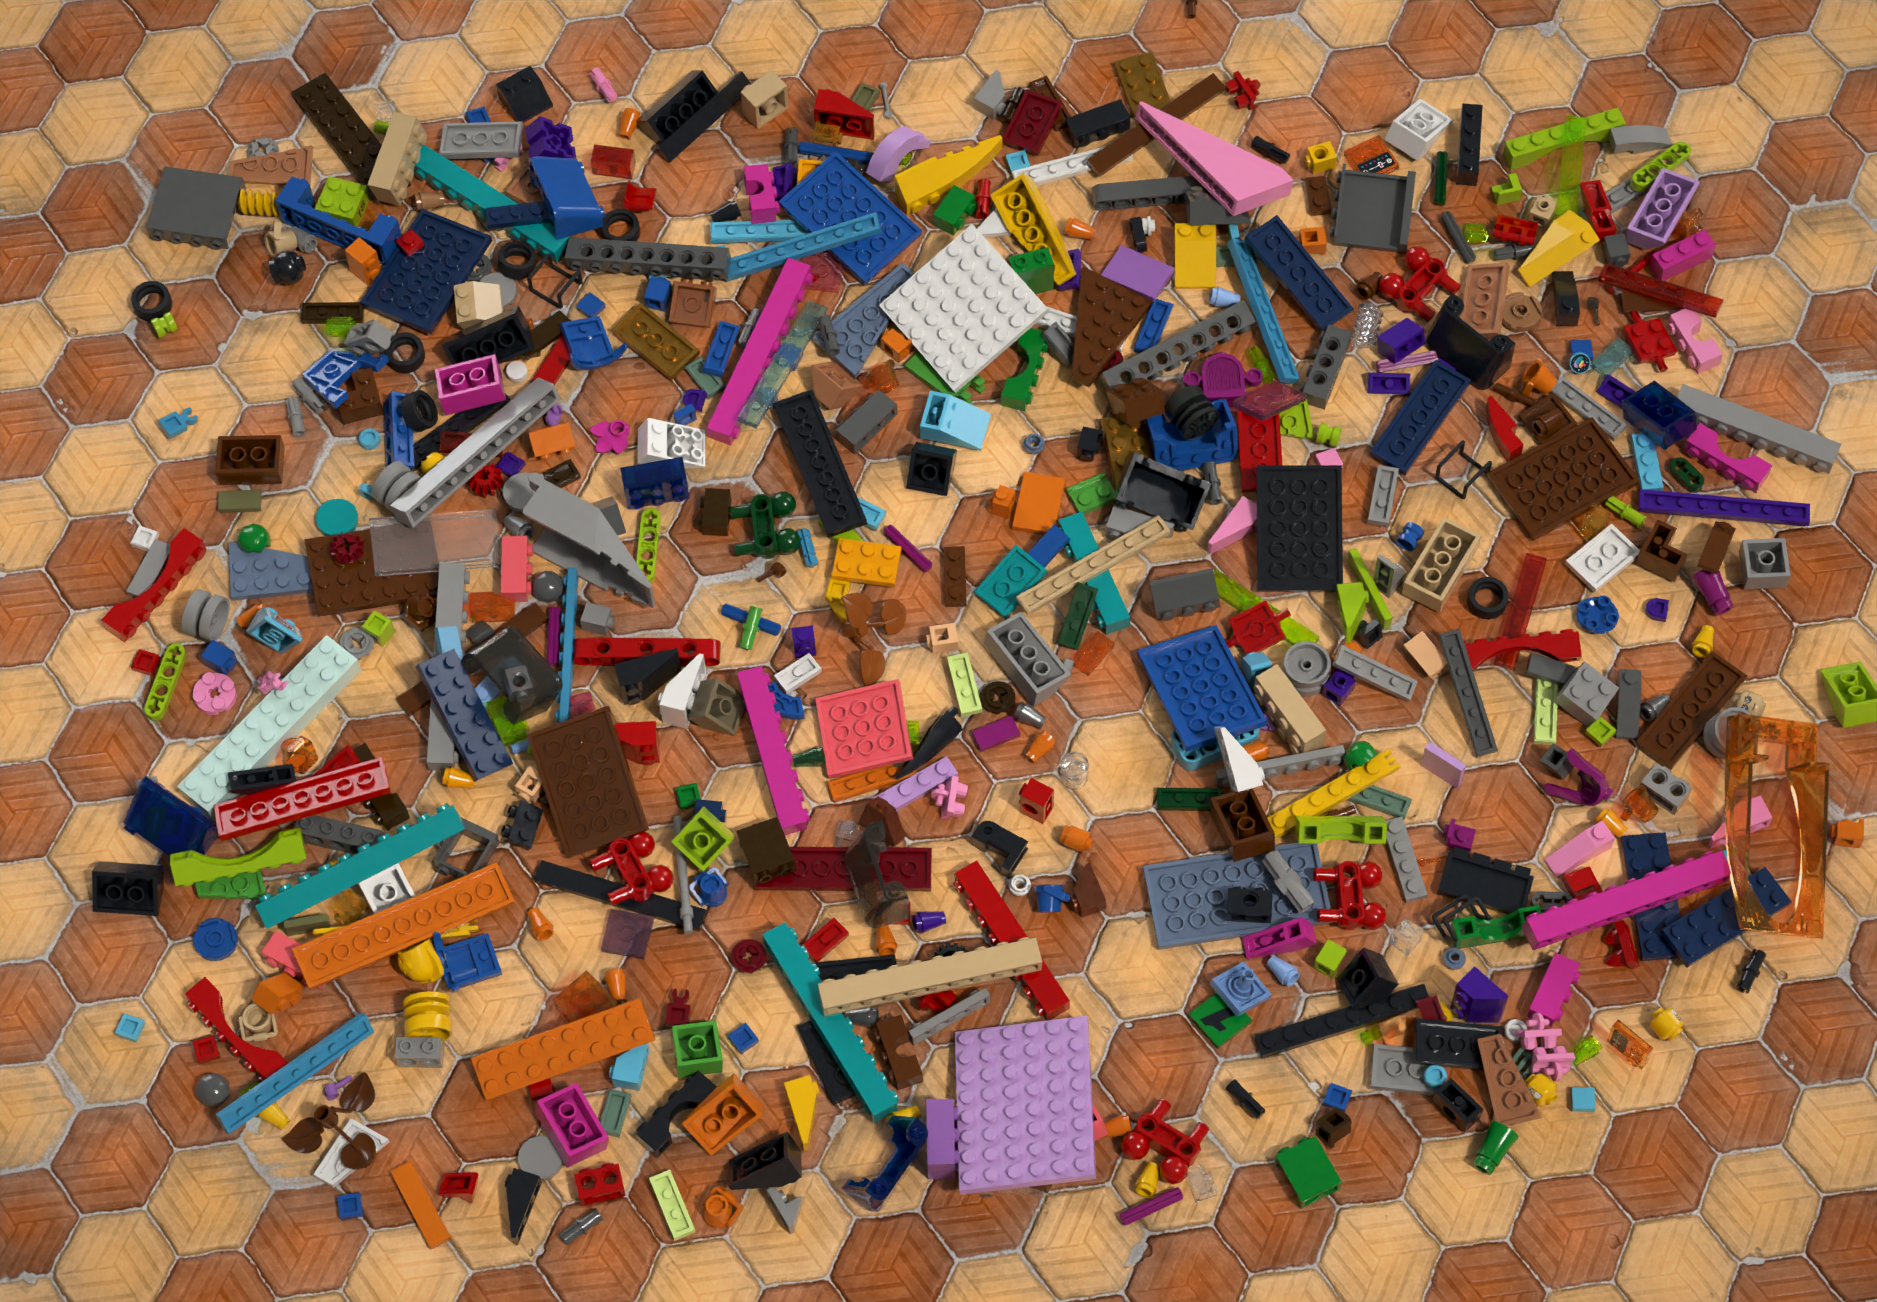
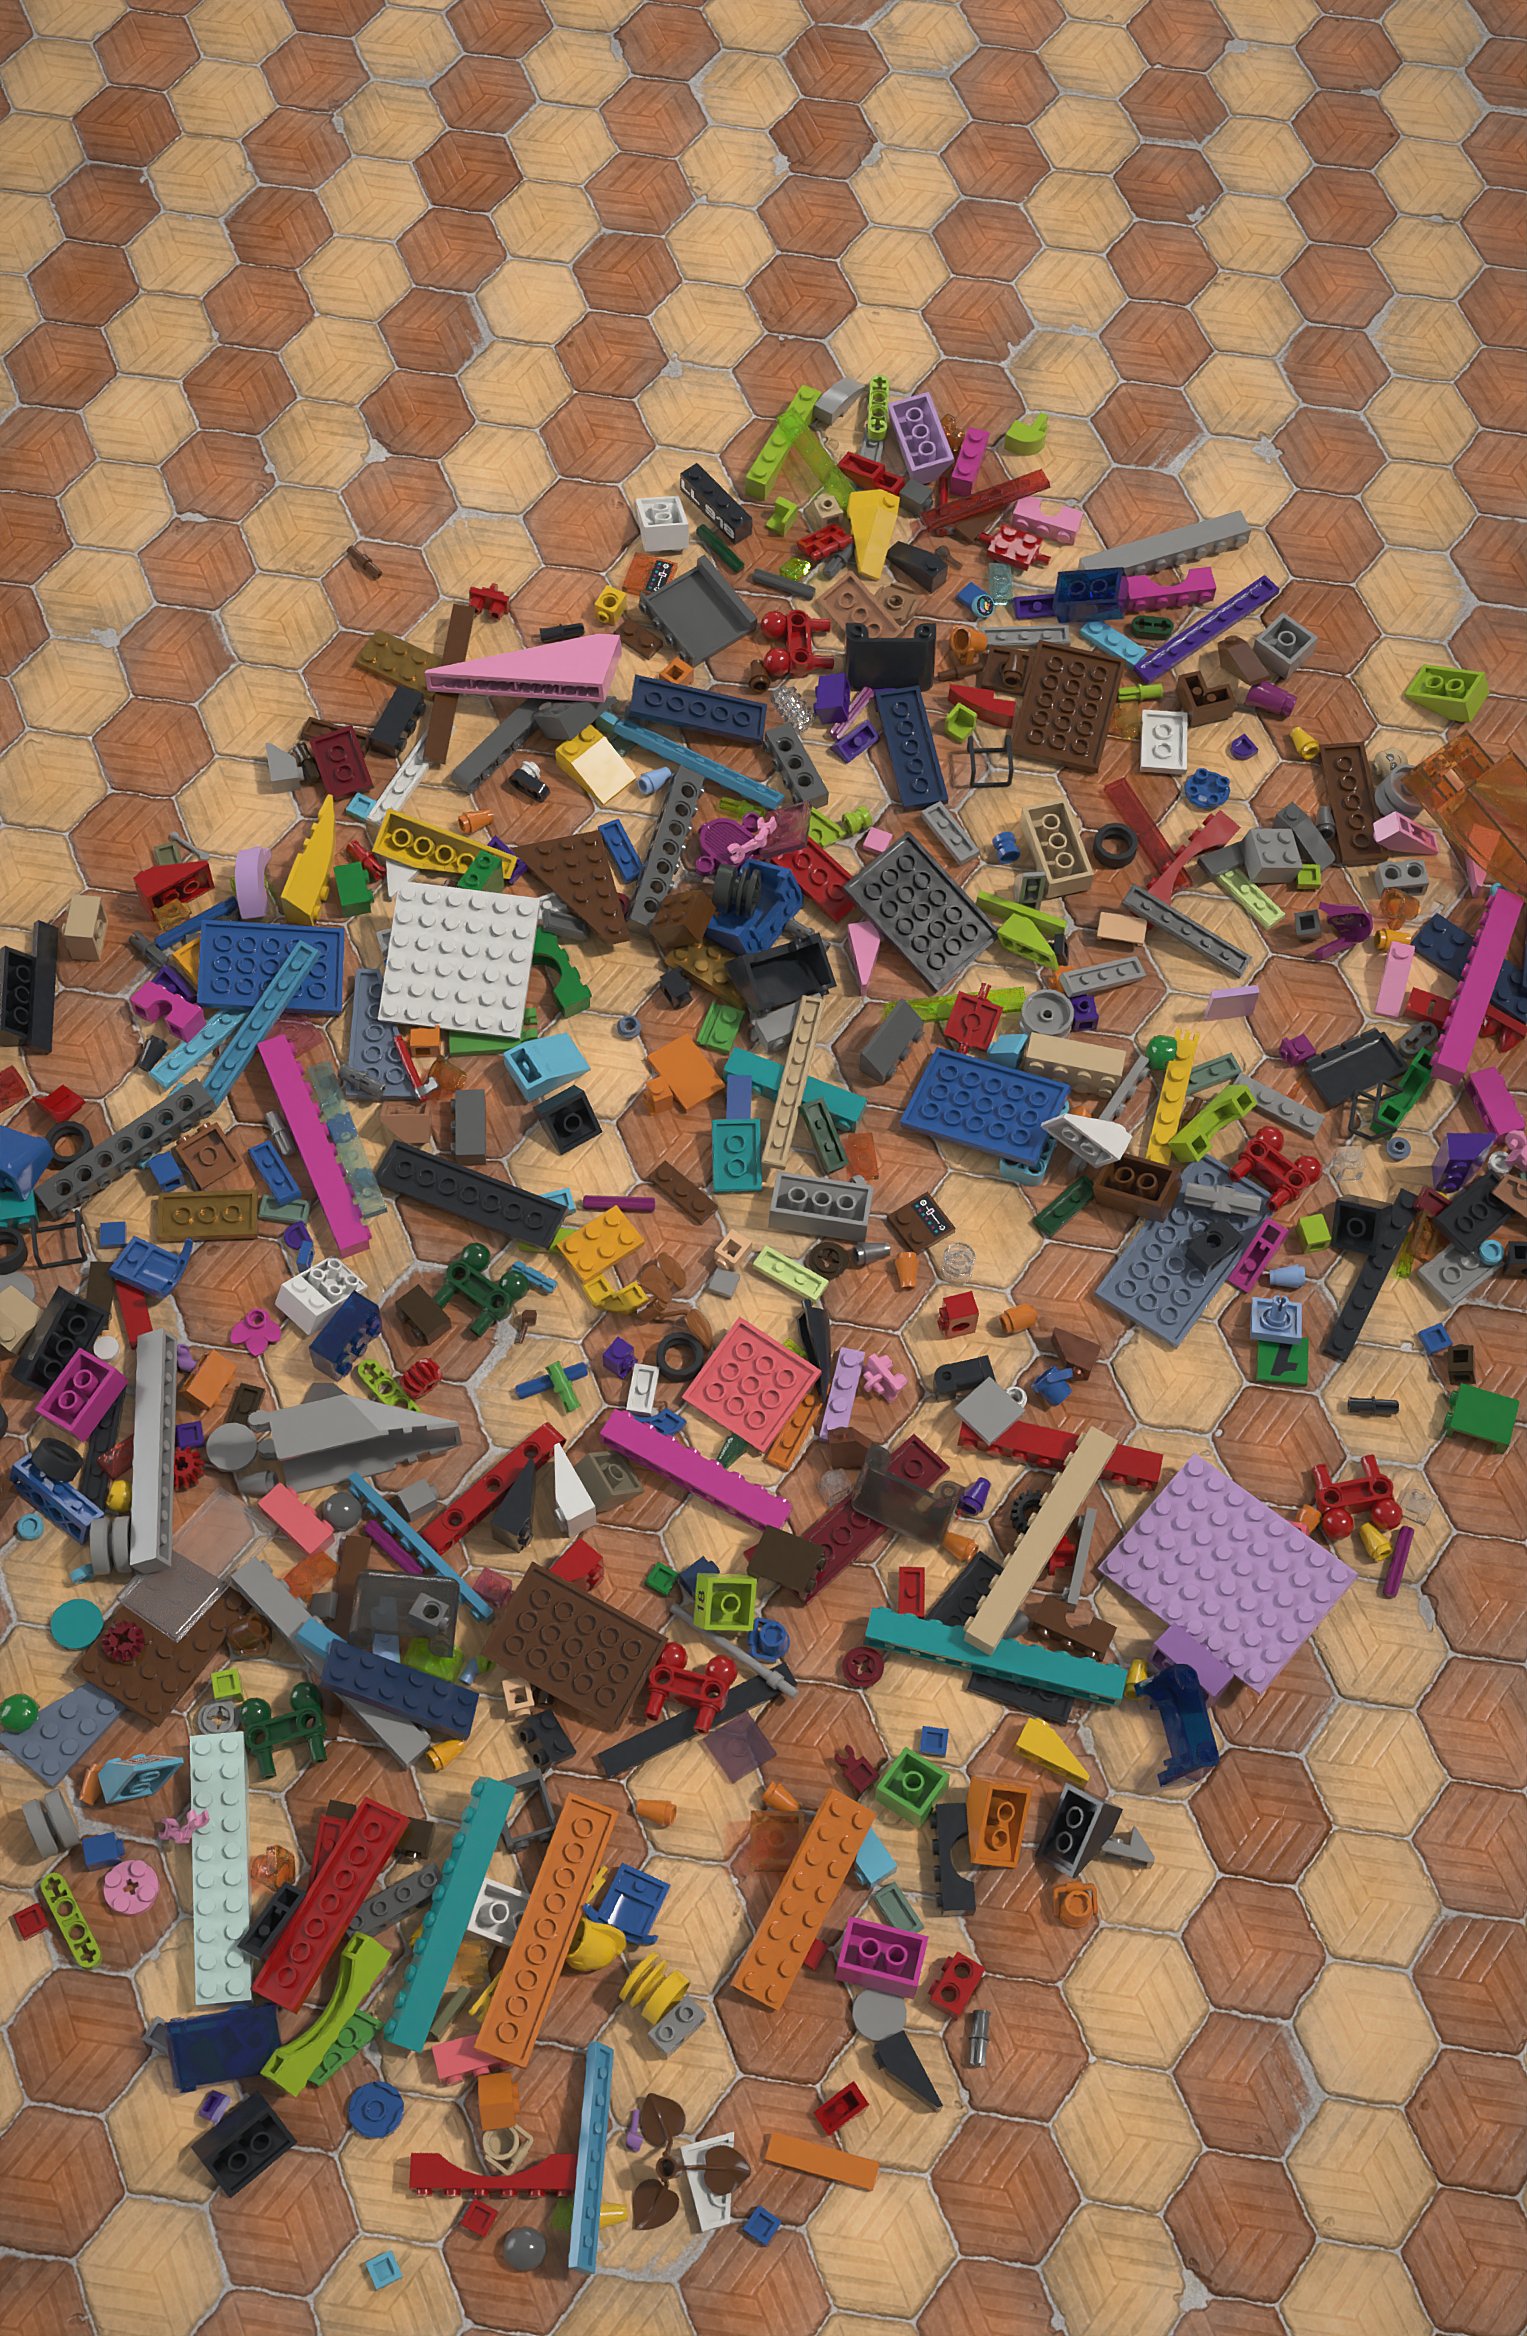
camera: 50 degrees left, 0 degrees up
(133, 853) = (214, 2106): none -> dark purple tile
(382, 681) = (286, 1729): none -> dark green piece
(672, 548) = (421, 1378): none -> red gear
(672, 1205) = (1034, 1941): yellowish green plate -> none
(837, 659) = (684, 1339): none -> black tyre
(859, 372) = (421, 1092): none -> red piece
(919, 654) = (724, 1283): none -> light grey tile
(988, 874) = (989, 1411): none -> light grey tile
(996, 733) = (858, 1292): magenta tile -> none
(1083, 727) = (921, 1223): none -> reddish brown plate
(1138, 272) = (563, 815): medium lavender tile -> none
(1240, 392) = (758, 842): none -> bright pink piece
(1472, 428) = (960, 723): none -> lime panel
(1698, 761) = (1404, 835): none -> bright pink slope
(1744, 273) = (1027, 439): none -> lime brick

